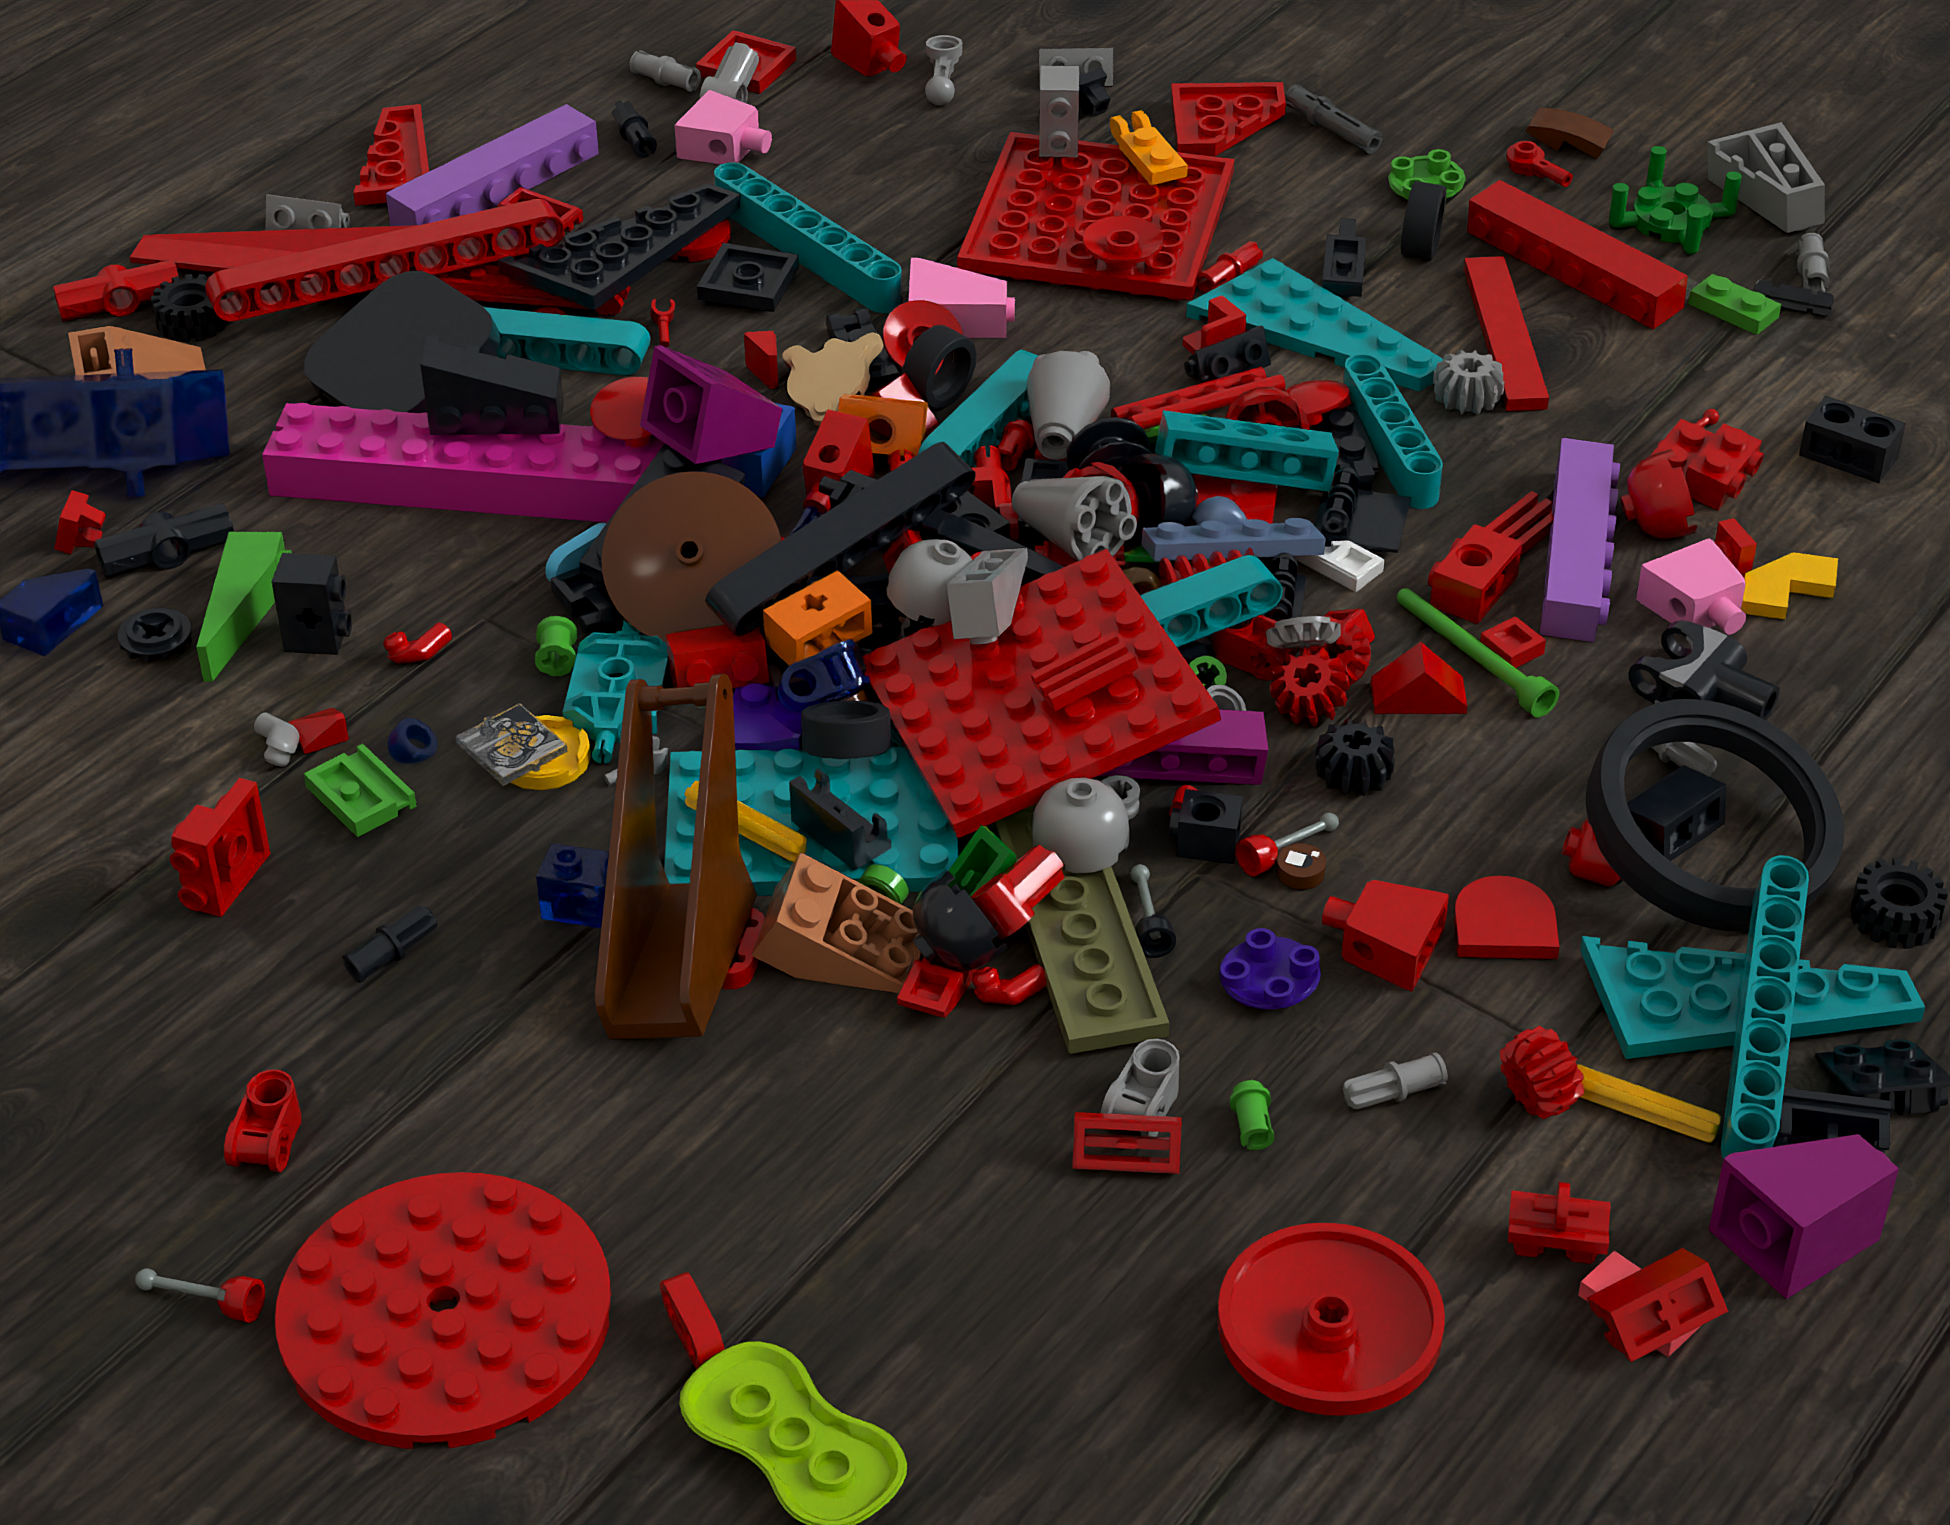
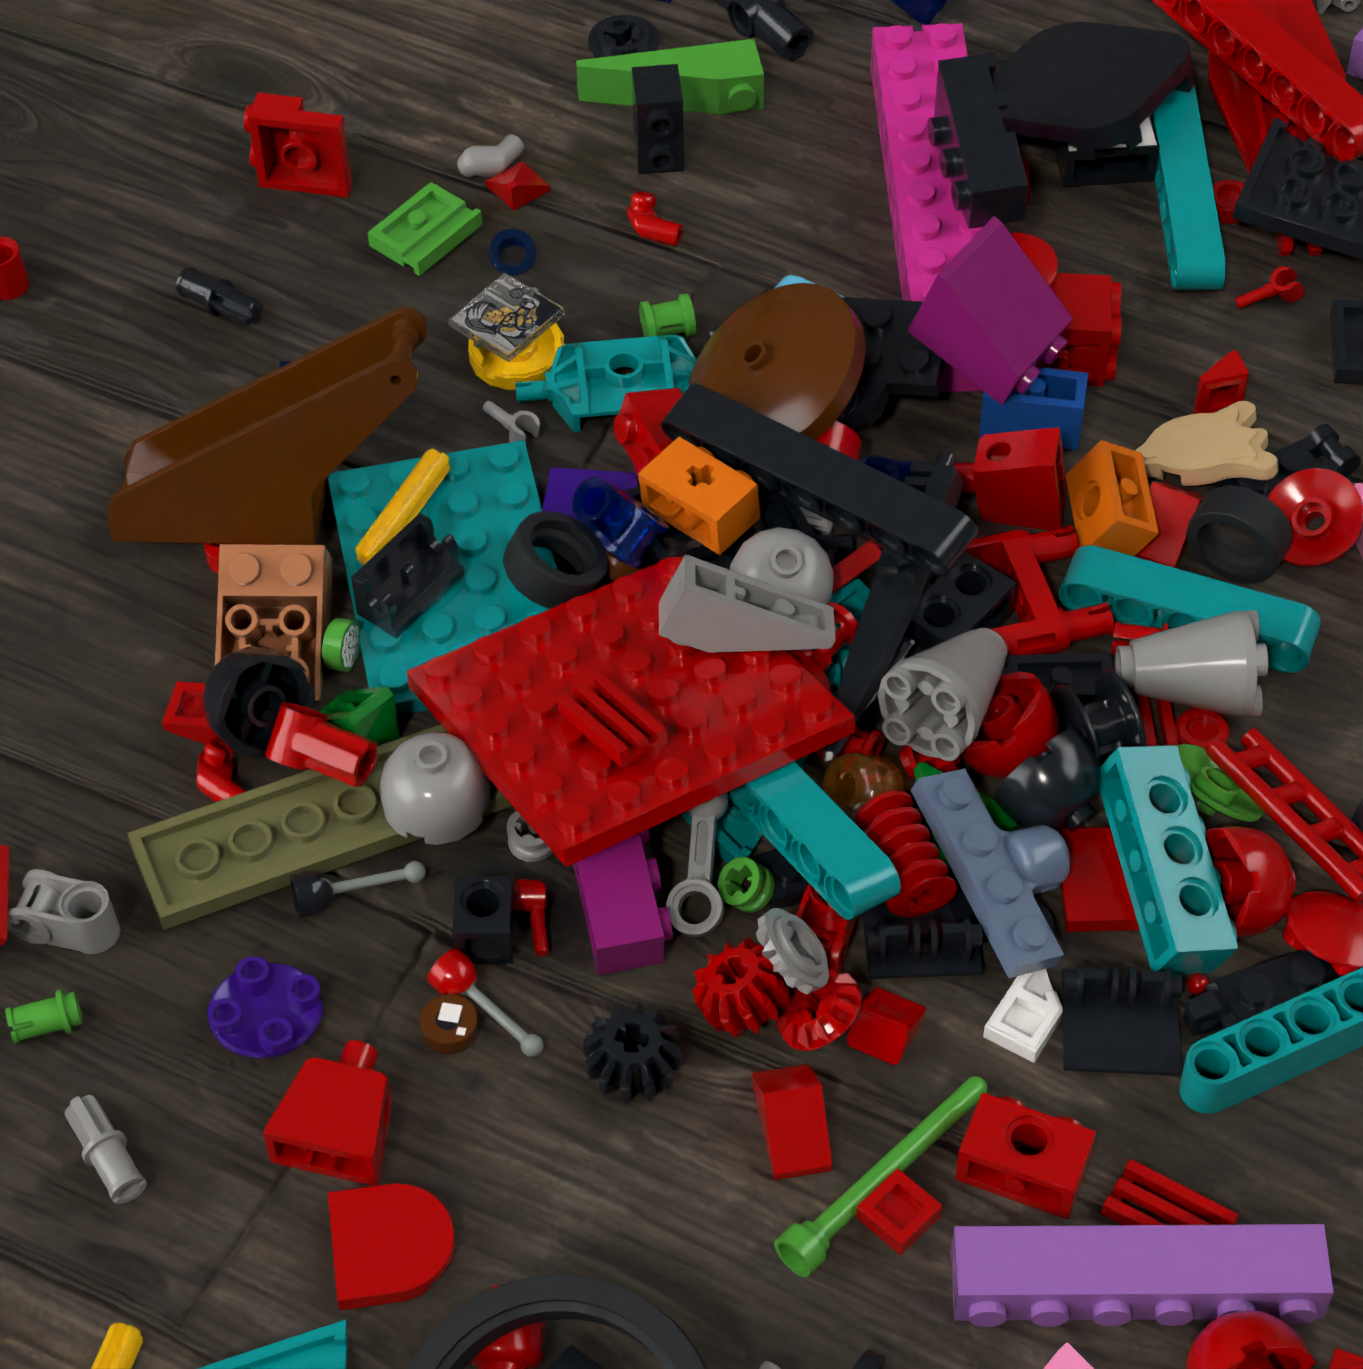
camera: 80 degrees right, 10 degrees up
(1541, 1072) = (97, 1281): red gear -> none

